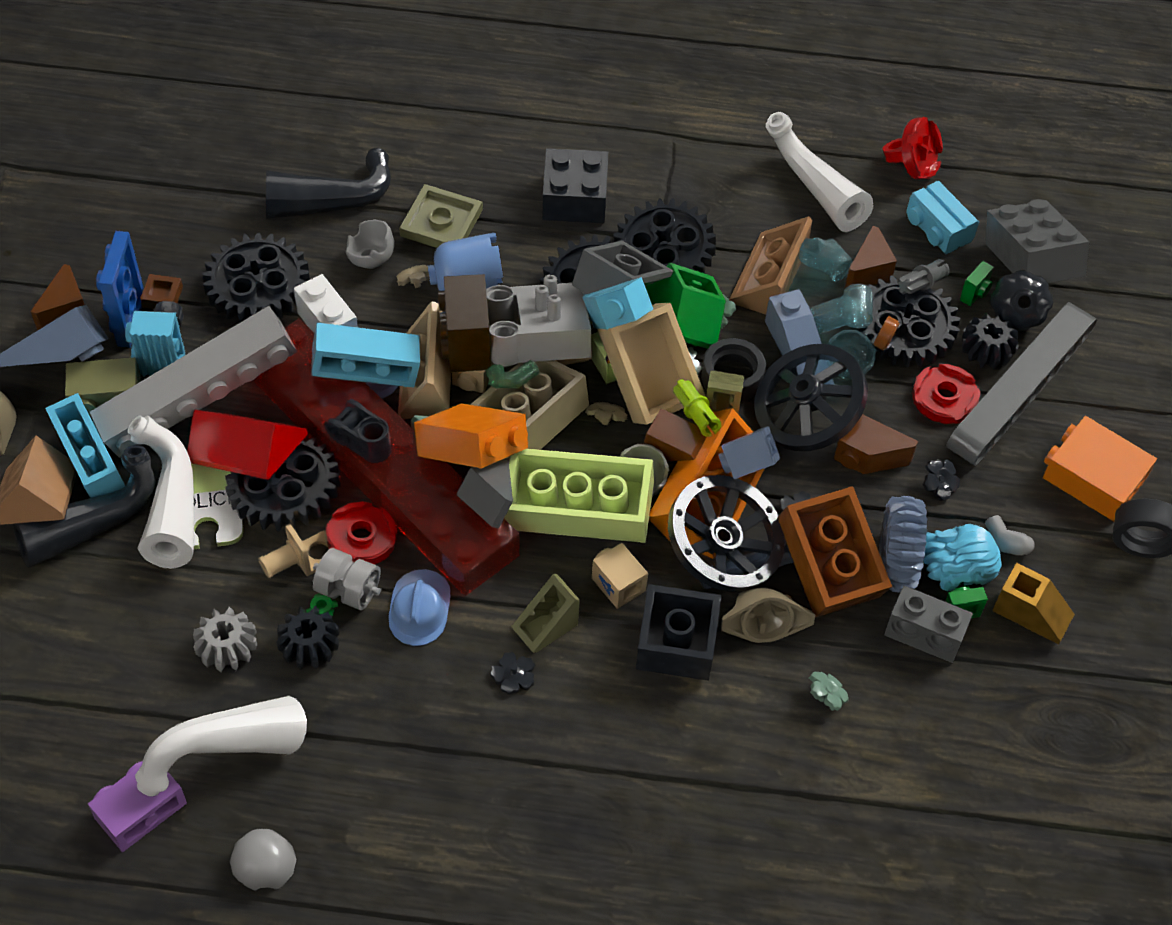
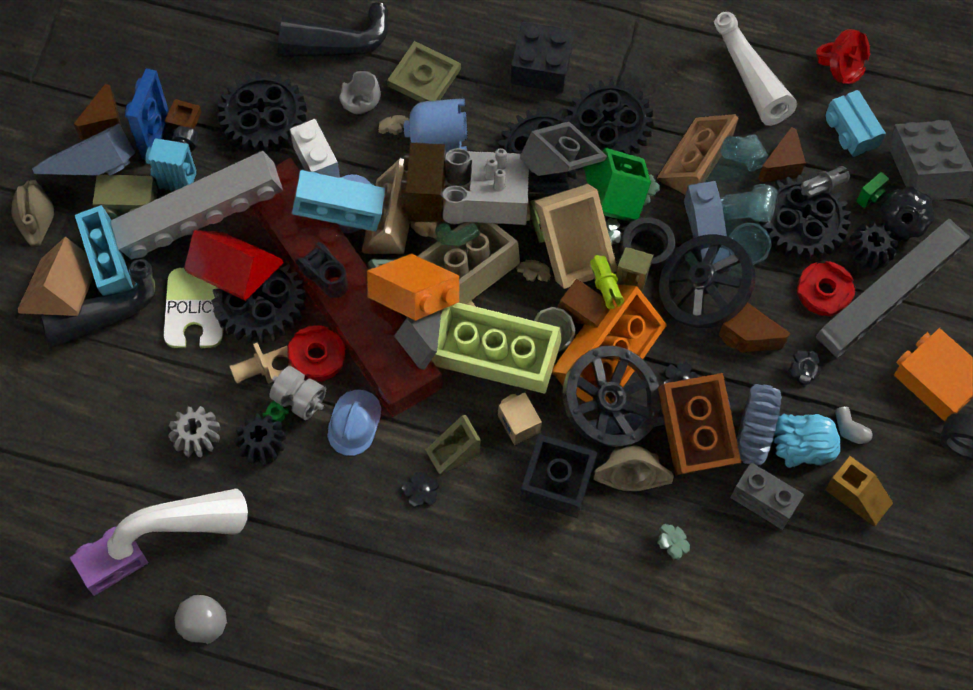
camera: 10 degrees right, 10 degrees up
(170, 525) = (163, 328): white animal -> none
(618, 304) = (553, 185): medium azure slope -> none
(749, 453) = (645, 329): sand blue slope -> none
(886, 333) = (782, 231): dark orange tile -> none
(968, 599) = (803, 480): green plate -> none

